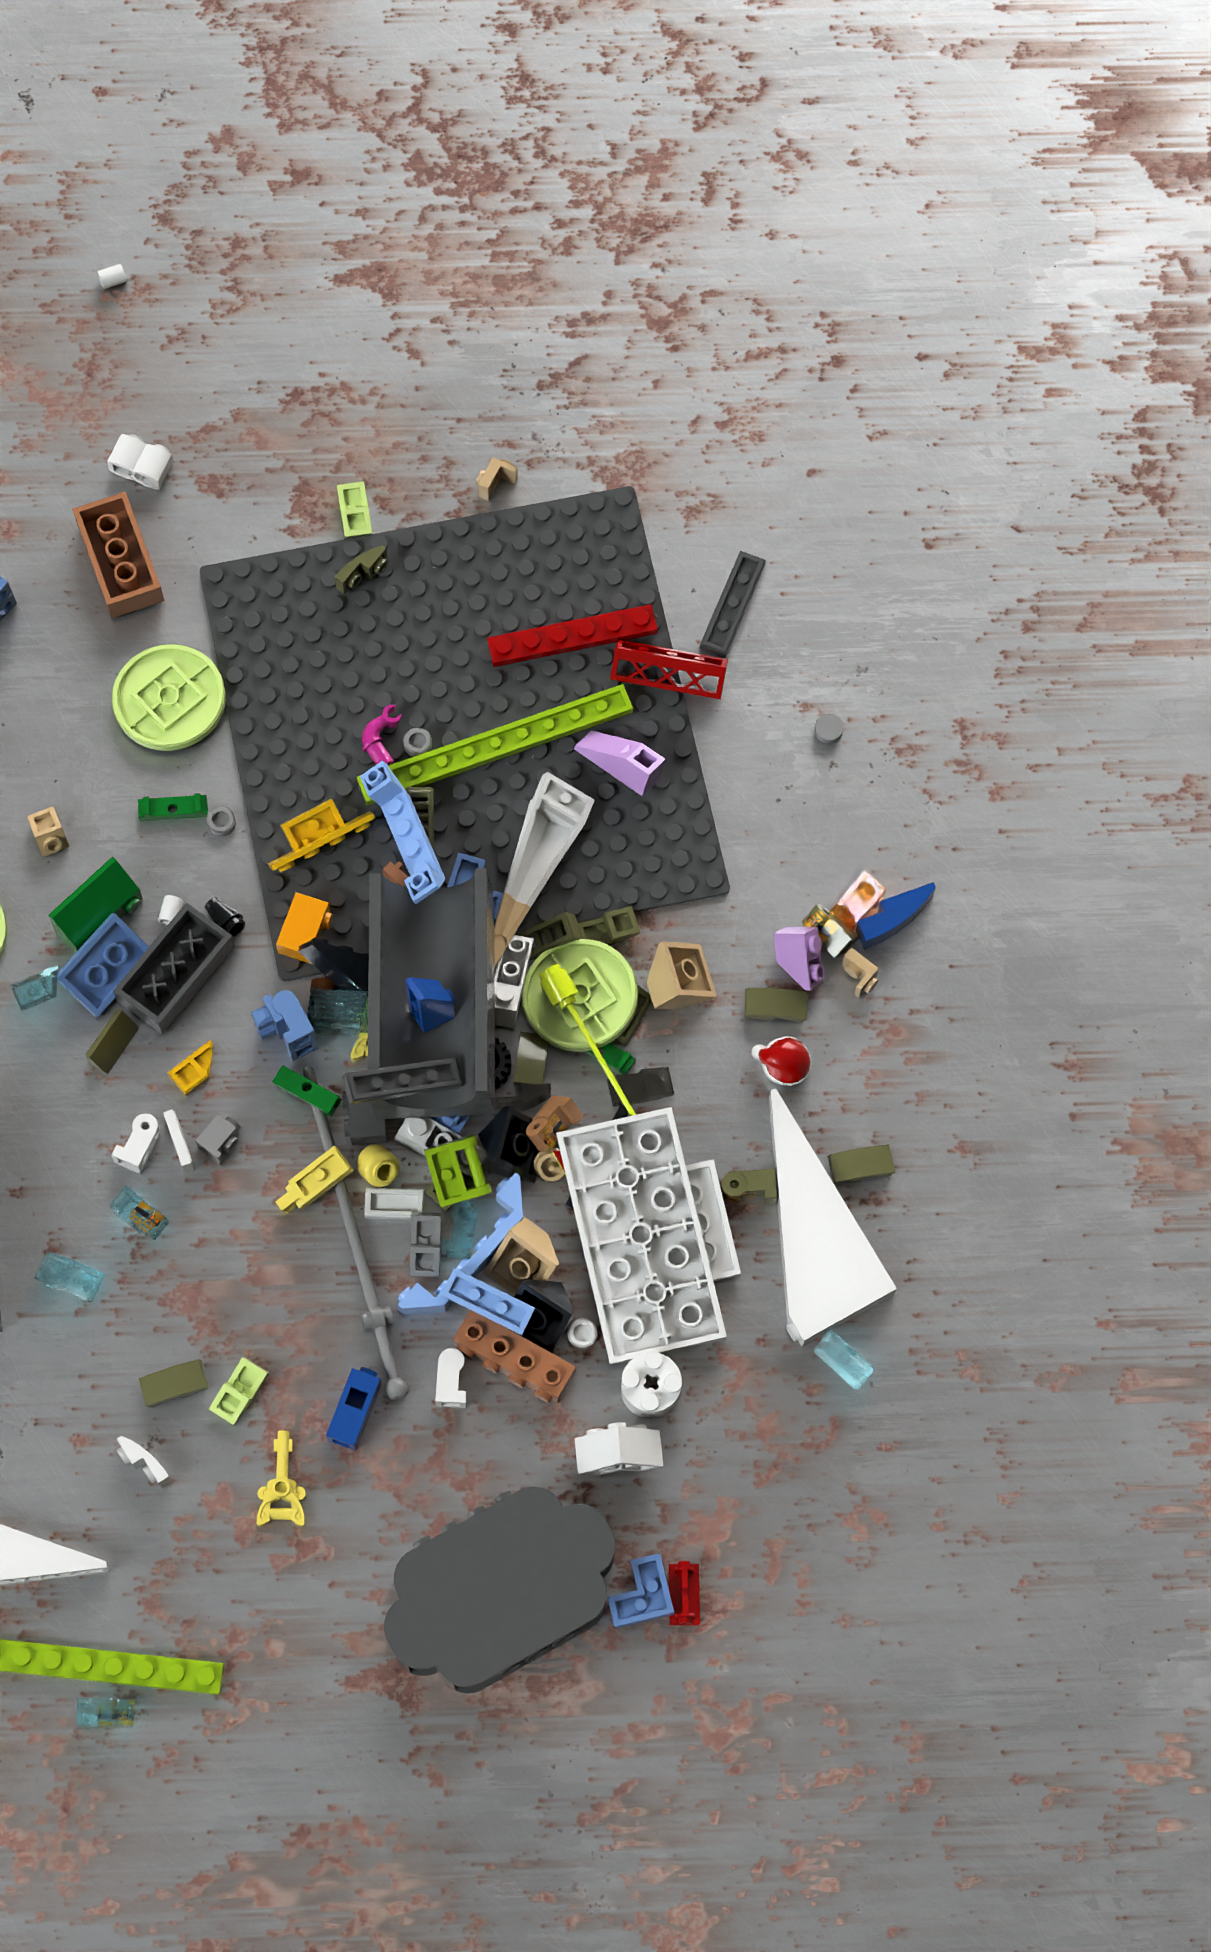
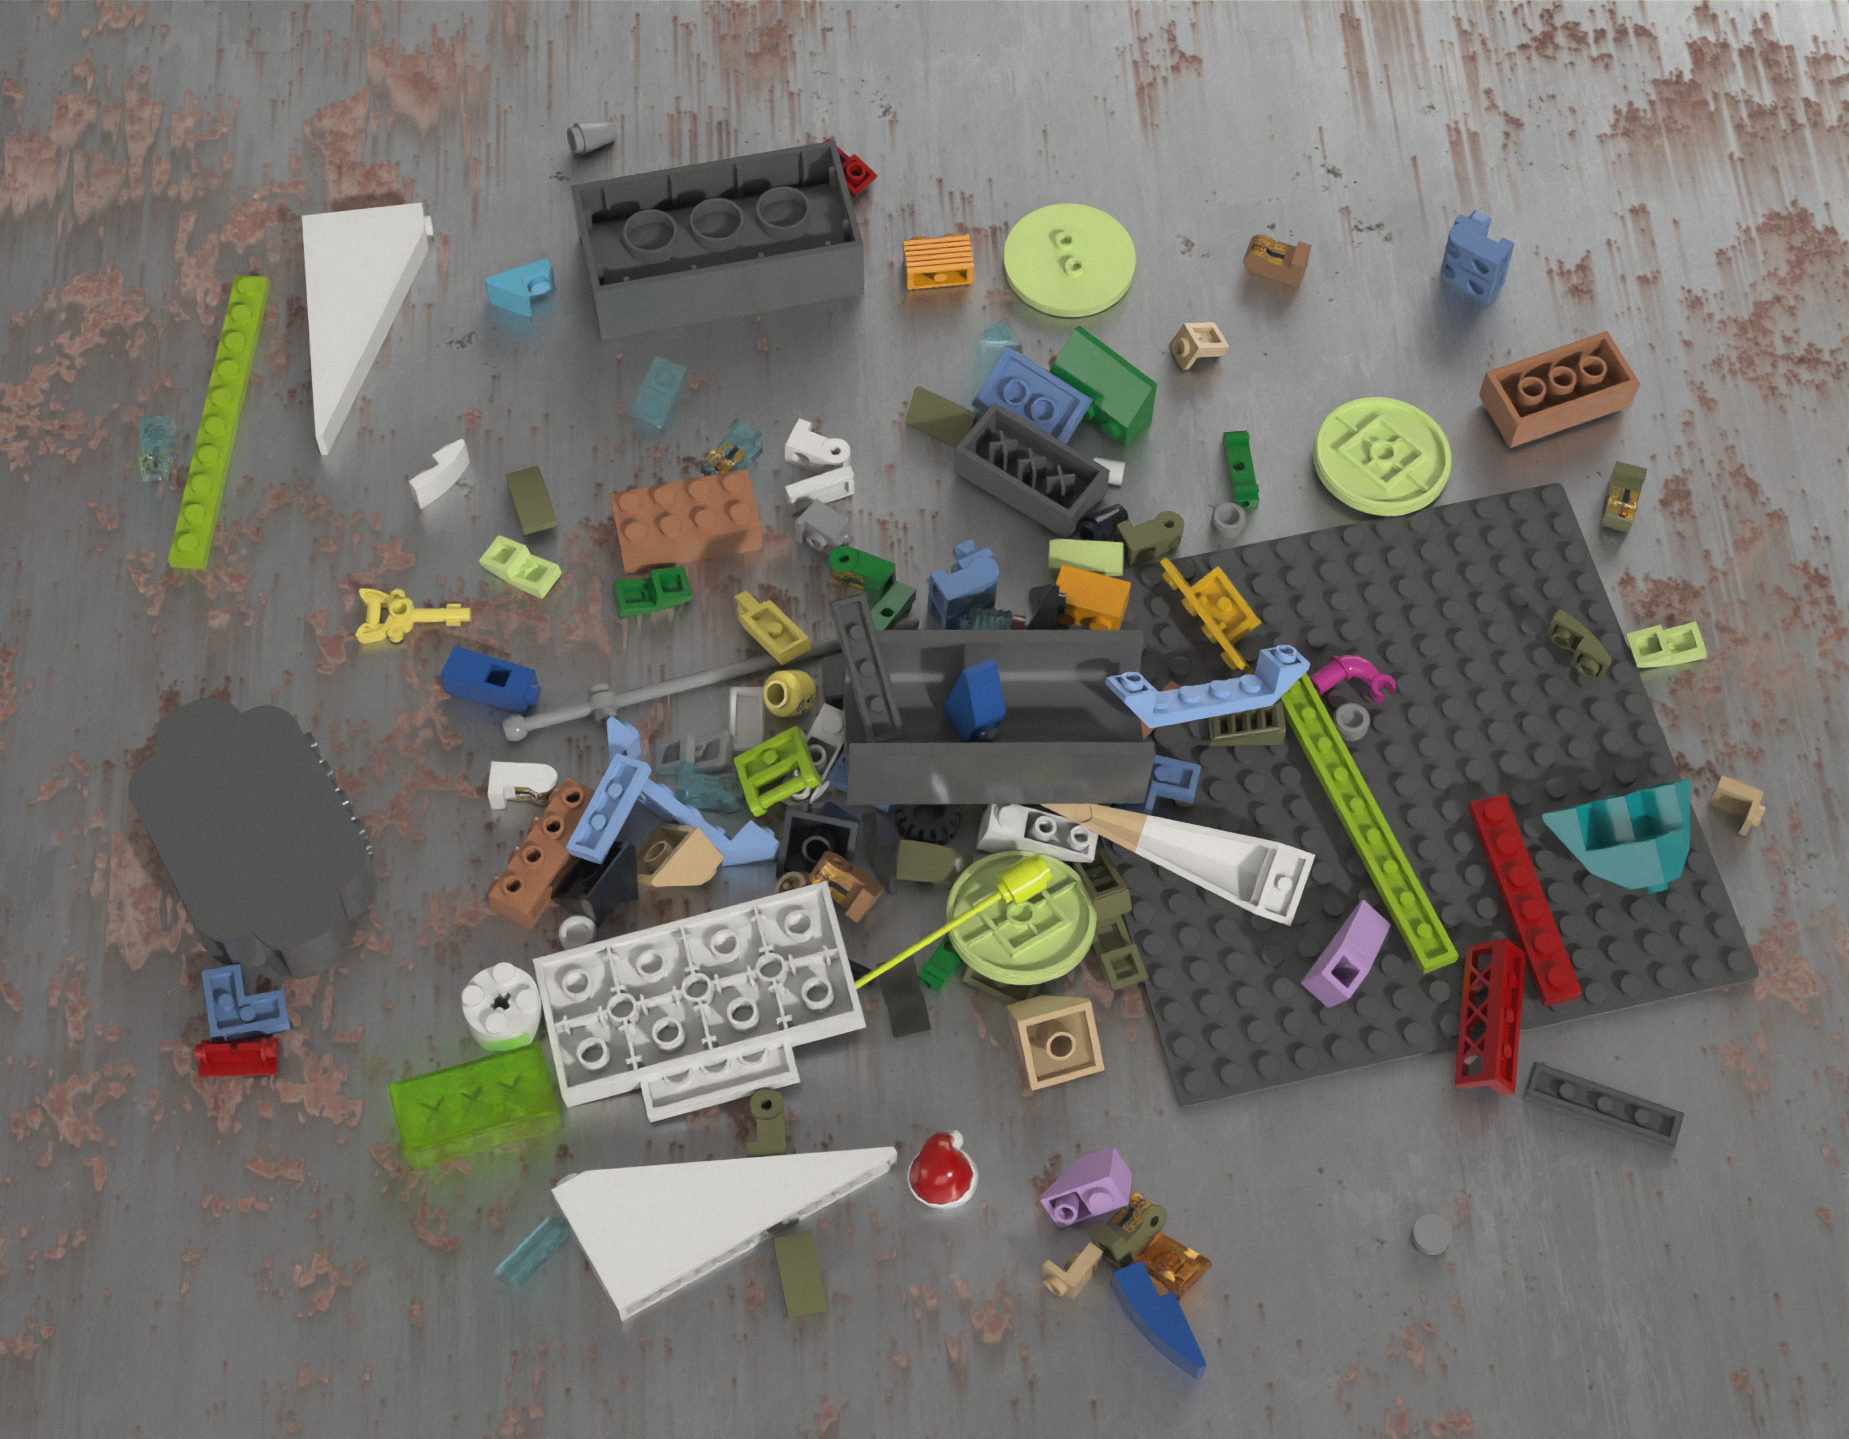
camera: 90 degrees right, 10 degrees down
(140, 461) = (1690, 410): white brick -> none
(193, 1070) = (912, 506): yellow tile -> none
(206, 1250) = (686, 521): none -> nougat brick
(220, 523) = (1622, 496): none -> olive leg
(237, 874) = (1150, 538): none -> olive leg
(258, 931) = (1088, 555): none -> yellowish green slope
(260, 1107) = (861, 571): none -> green leg
(269, 1281) = (657, 592): none -> green slope
(525, 554) = (1630, 837): none -> teal brick
(618, 1449) = (416, 964): white brick -> none
(731, 1403) = (474, 1106): none -> clear neon green brick
(776, 1003) = (1022, 1163): olive slope -> none

